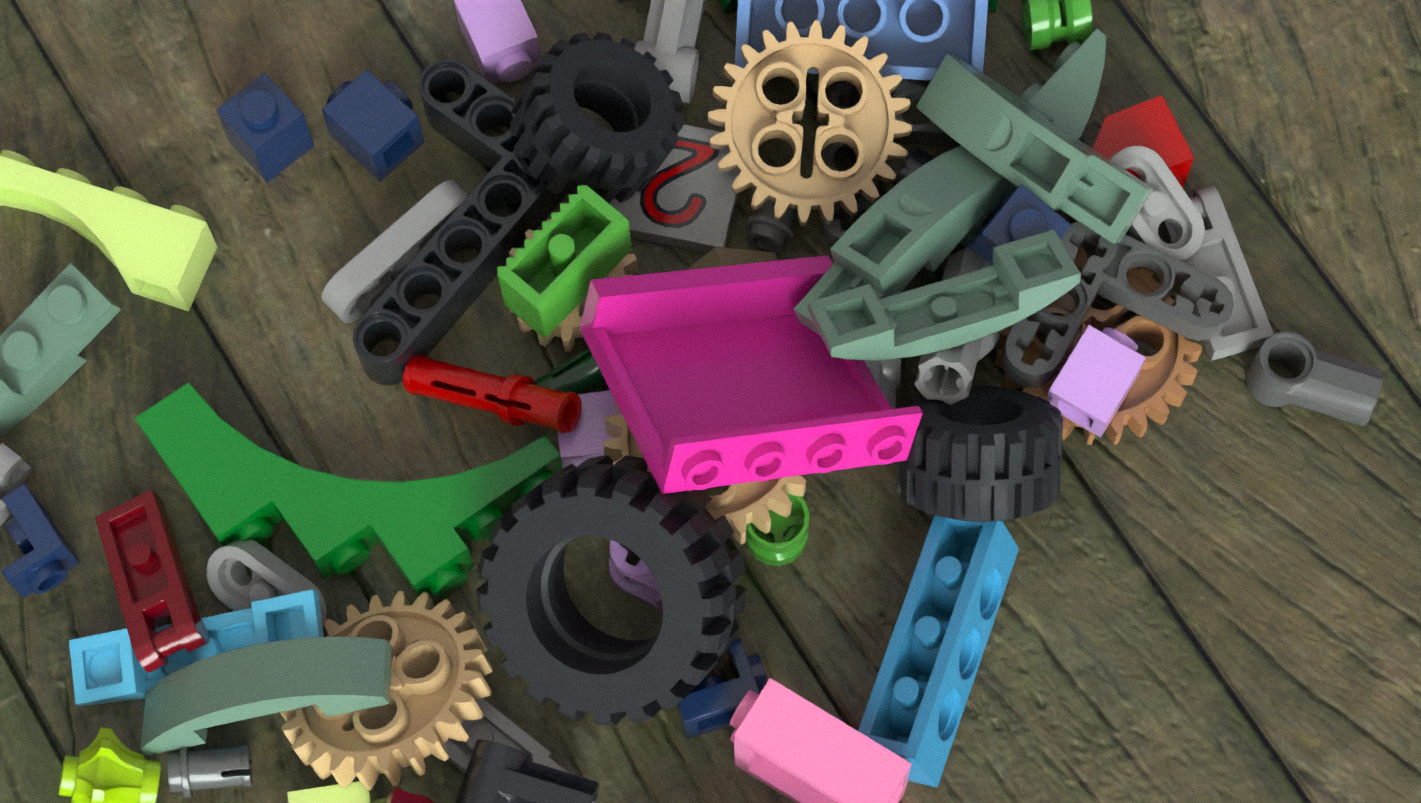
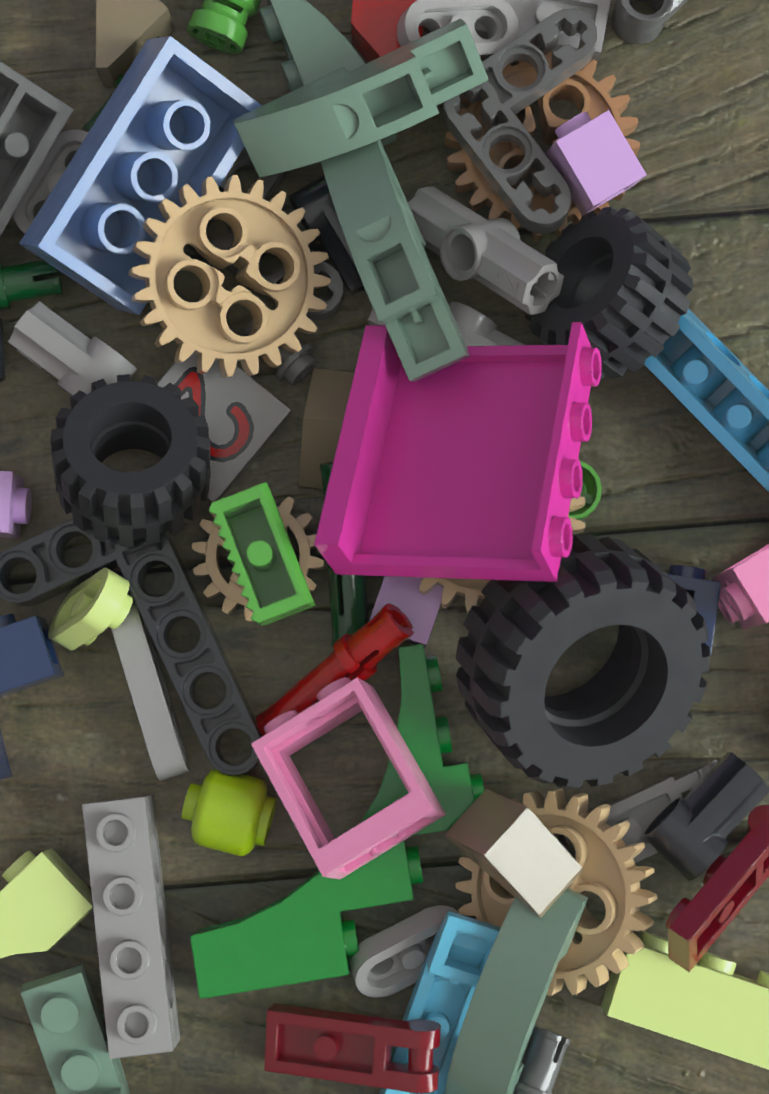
camera: 65 degrees left, 15 degrees up
(177, 335) = (131, 926): none -> light grey brick
(320, 369) = (229, 812): none -> lime head
(371, 491) = (379, 832): none -> bright pink window
(398, 618) = (515, 850): none -> slope
(445, 161) = (90, 609): none -> yellowish green plate
(948, 312) = (489, 249): sand green slope -> none
(1016, 218) = (433, 154): dark blue brick -> none

